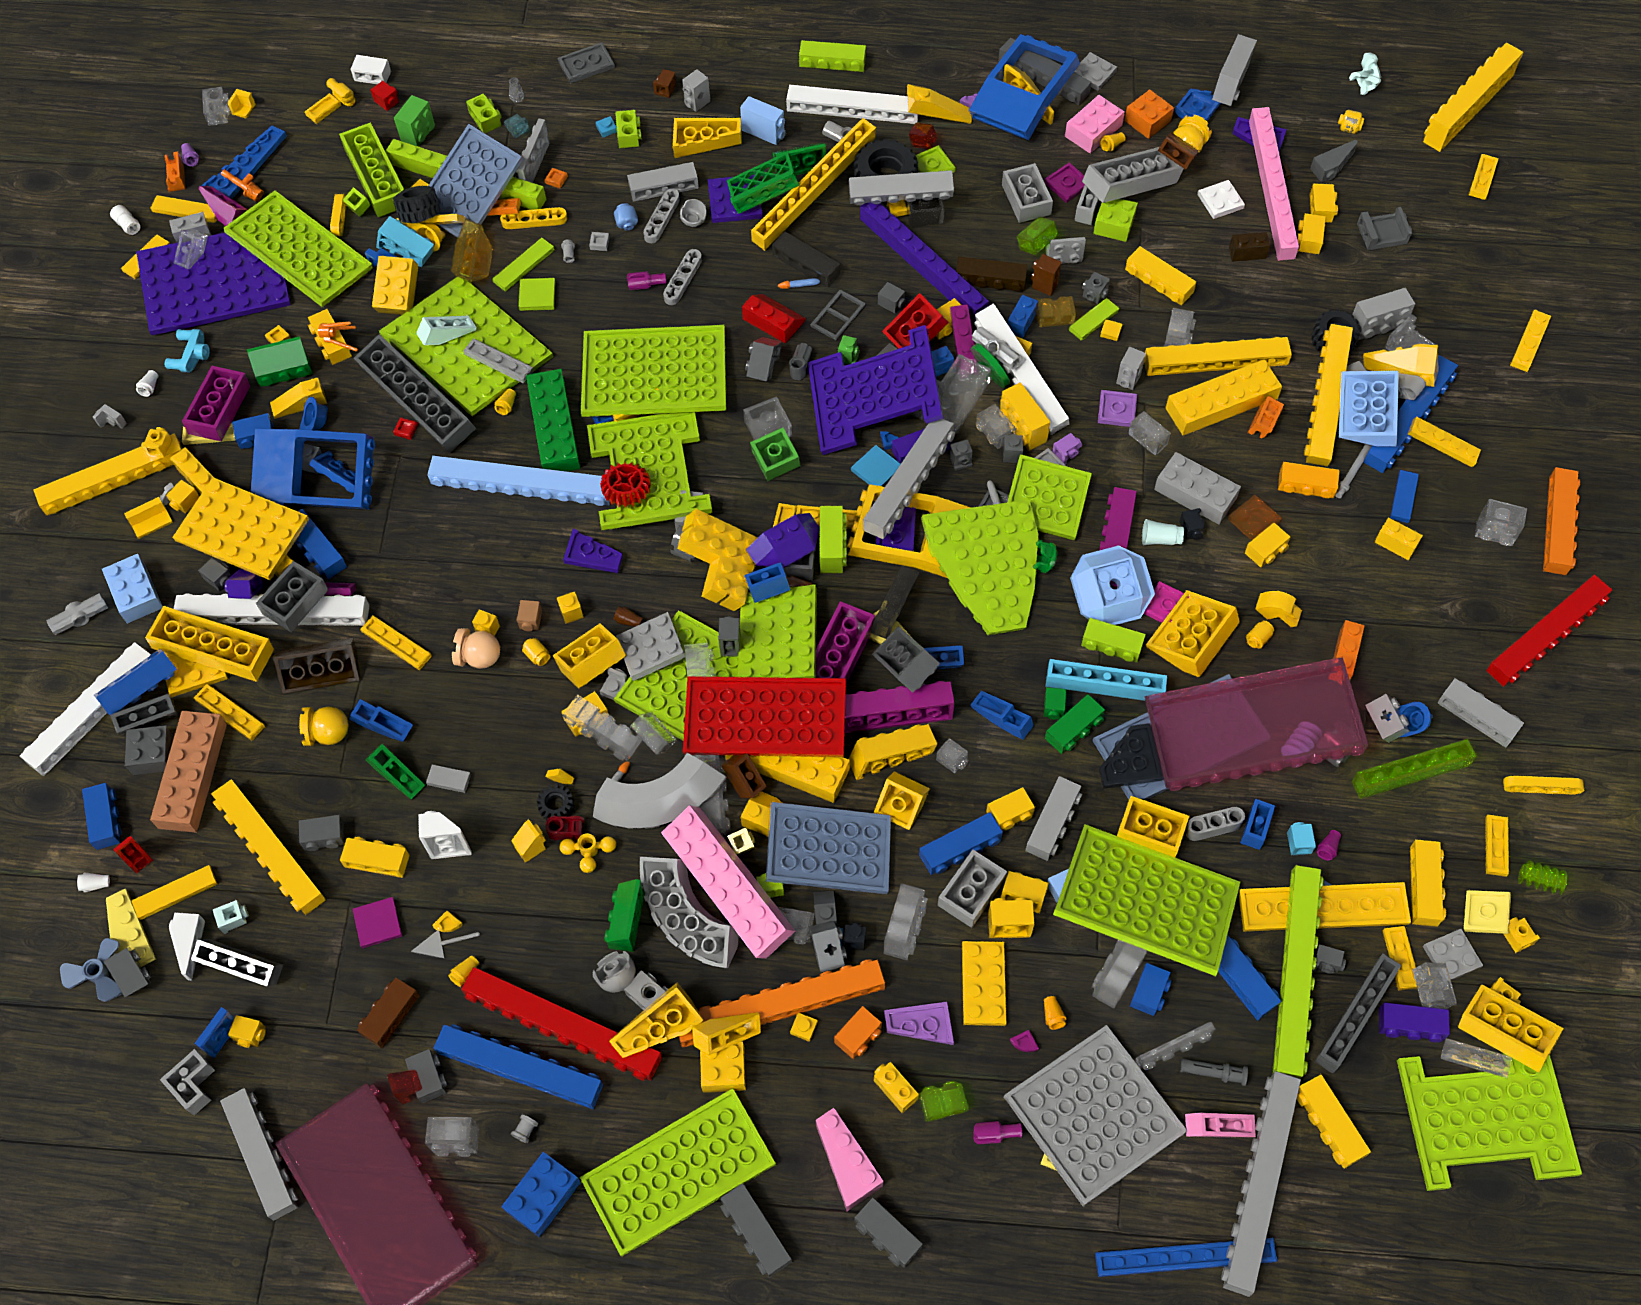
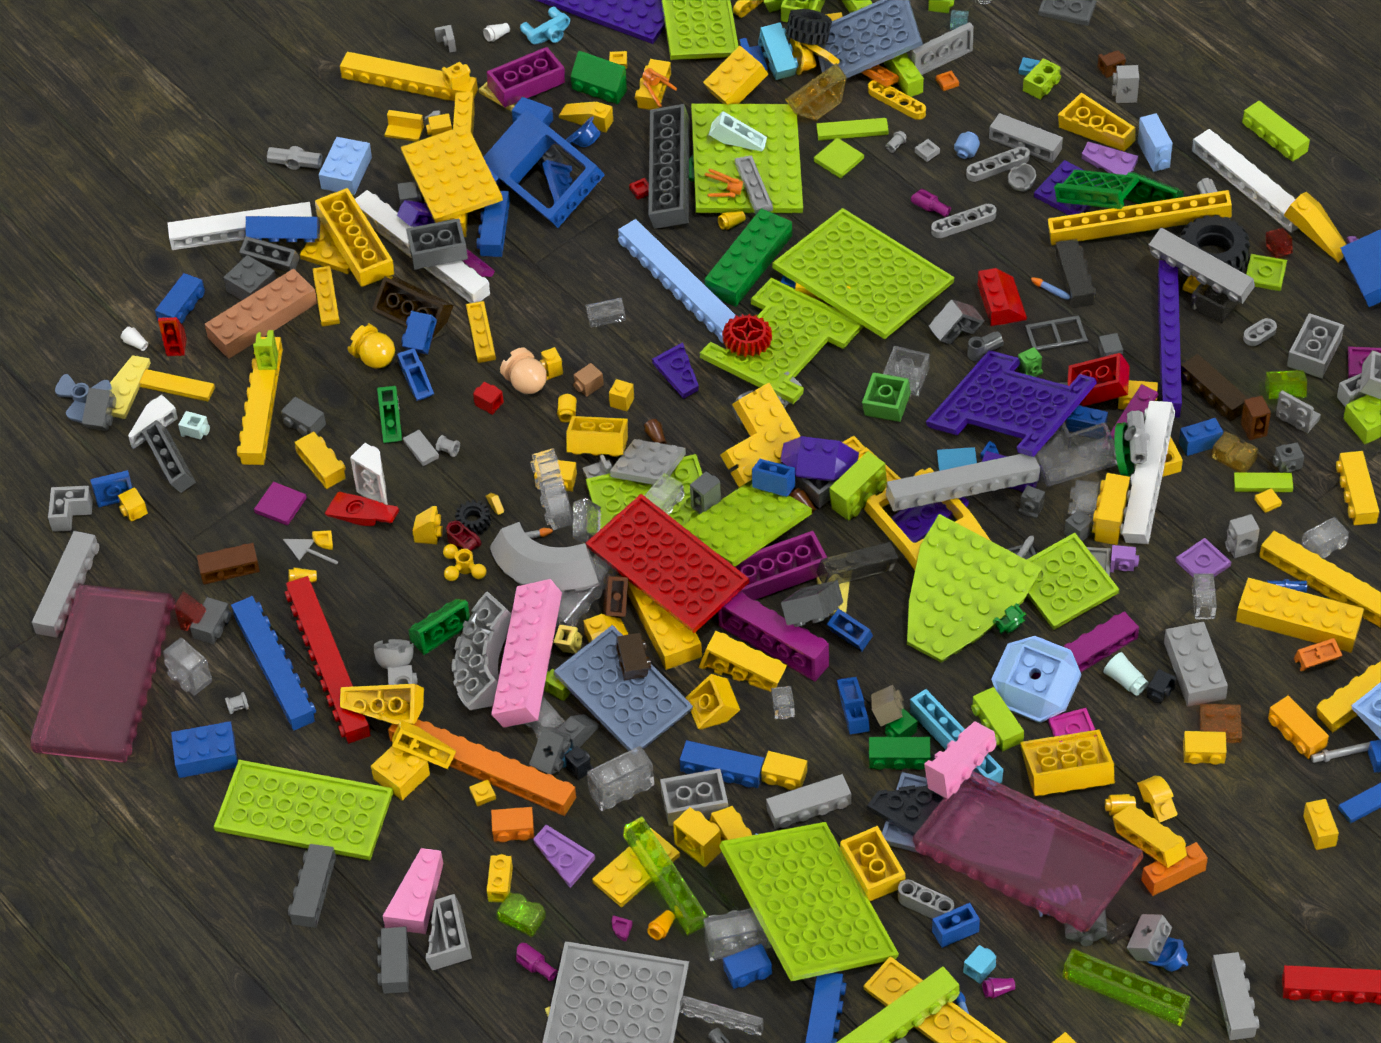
camera: 45 degrees right, 10 degrees down
(239, 802) = (266, 351): none -> lime hinge
(349, 683) = (419, 332): none -> blue brick
(454, 872) = (360, 510): none -> red piece
(462, 693) = (488, 397): none -> red brick
(471, 759) = (448, 446): none -> light grey bush
(486, 372) = (734, 185): none -> orange plant
(487, 549) = (606, 312): none -> clear brick
(743, 155) = (1109, 159): none -> medium lavender wing
(815, 815) = (632, 656): none -> dark brown brick
(909, 1171) = (448, 934): none -> light grey wedge
(977, 210) = (1257, 333): none -> light grey plate
(1023, 972) = (664, 875): none -> clear neon green brick
(1034, 694) = (887, 705): none -> dark tan brick
(1140, 694) = (959, 759): none -> bright pink wedge
(1192, 381) = (1295, 585): none -> blue pin
(1312, 641) = (1150, 836): none -> yellow brick

